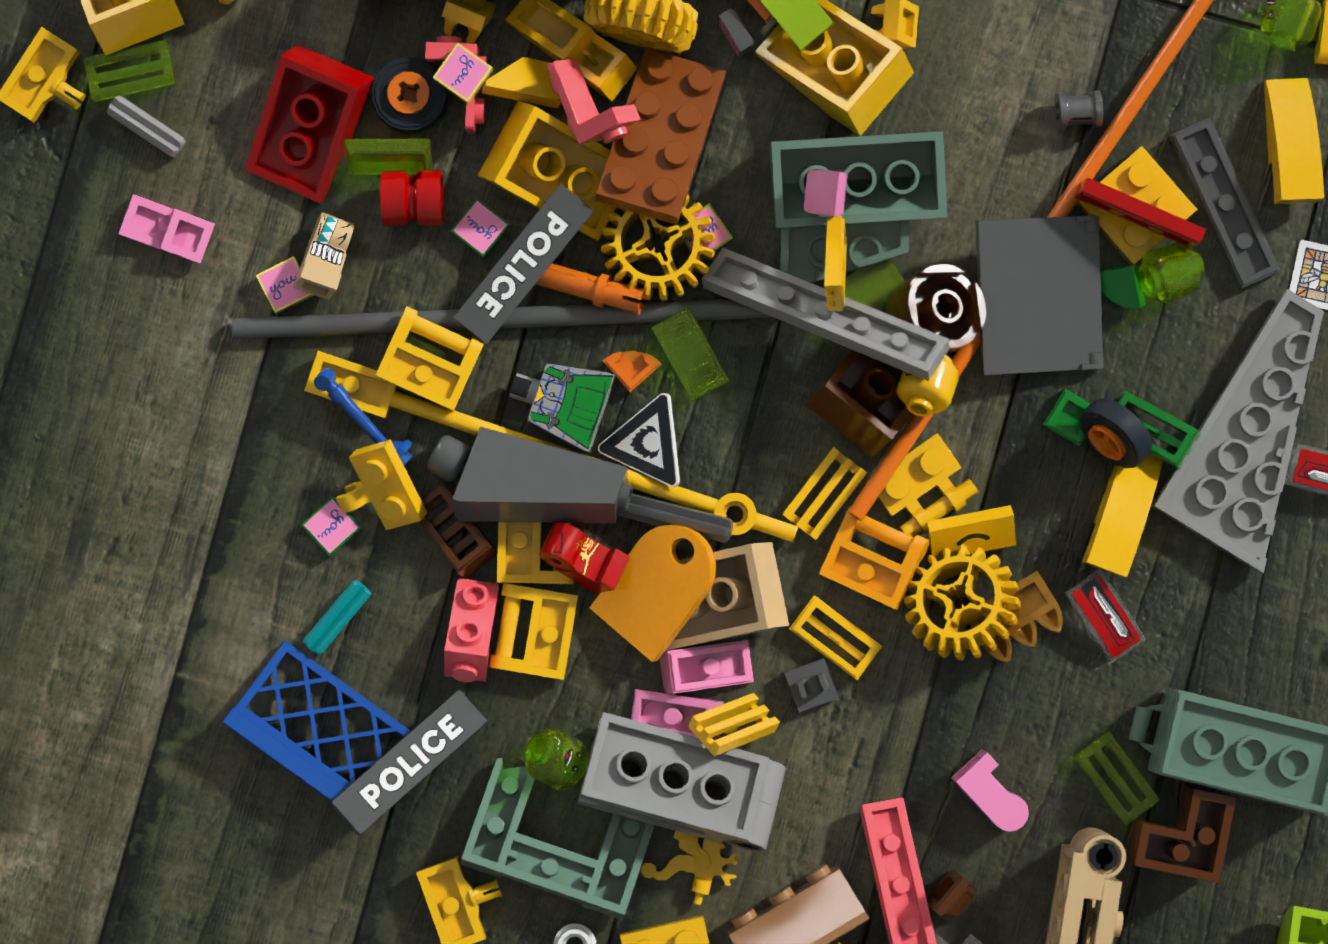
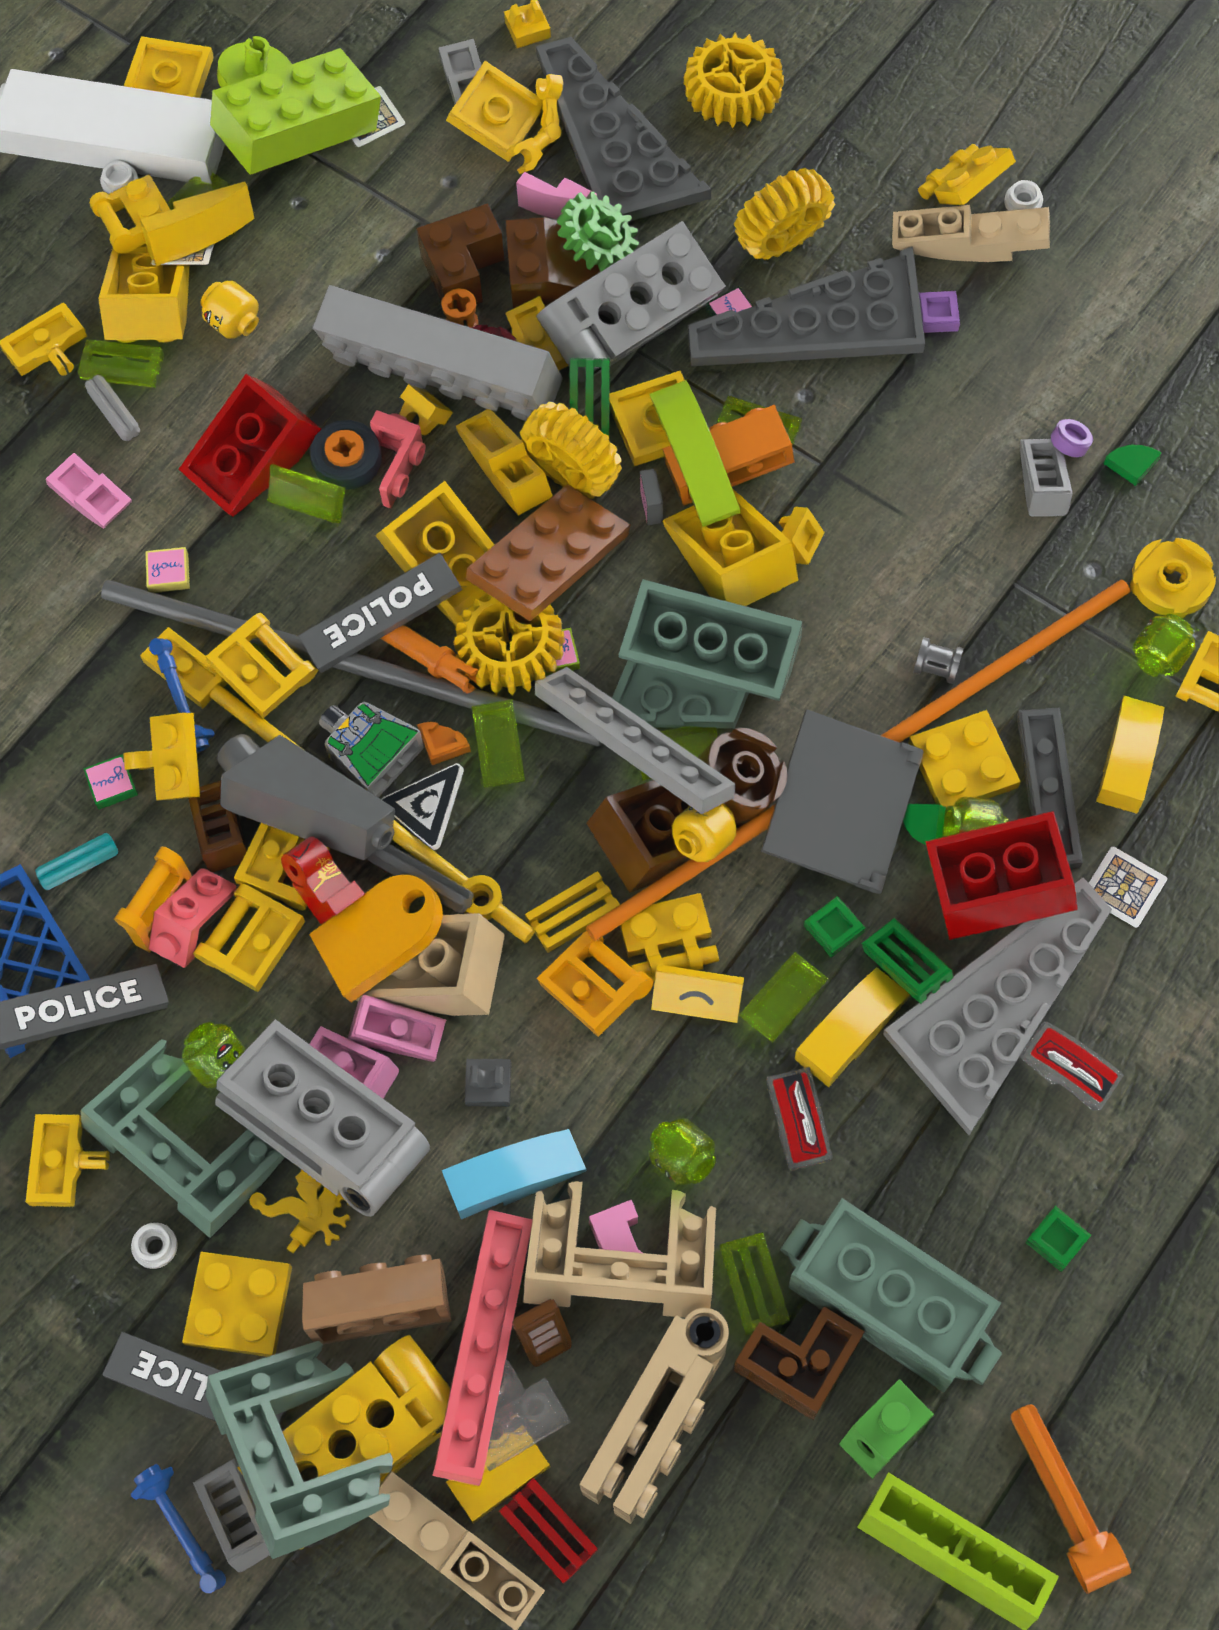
camera: 25 degrees right, 20 degrees down
(324, 257) = (210, 553): tan leg -> none
(412, 198) = (301, 530): red wheel -> none
(436, 622) = (159, 885): none -> light orange plate
(463, 73) = (396, 441): bright pink tile -> none
(480, 228) = (357, 579): bright pink tile -> none
(524, 81) = (458, 473): yellow tile -> none
(581, 110) = (487, 508): coral bracket -> none
(727, 719) = (394, 1081): yellow tile -> none
(825, 192) = (675, 630): bright pink slope -> none
(835, 263) = (658, 696): yellow tile -> none
(865, 659) = (548, 1077): yellow tile -> none
(869, 762) = (513, 1172): none -> medium azure slope
(952, 842) = (561, 1269): none -> tan wedge
(956, 619) = (661, 1063): yellow gear -> none
(1012, 687) = (682, 1151): none -> clear neon green head
(1036, 607) = (709, 1083): pearl gold plate -> none
(1049, 505) = (783, 997): none -> clear neon green tile
(1115, 433) = (868, 941): black wheel -> none
(1139, 213) = (962, 755): red tile -> none
(1216, 321) = (1002, 875): none -> red brick
(1279, 863) = (886, 1428): none -> bright green torso

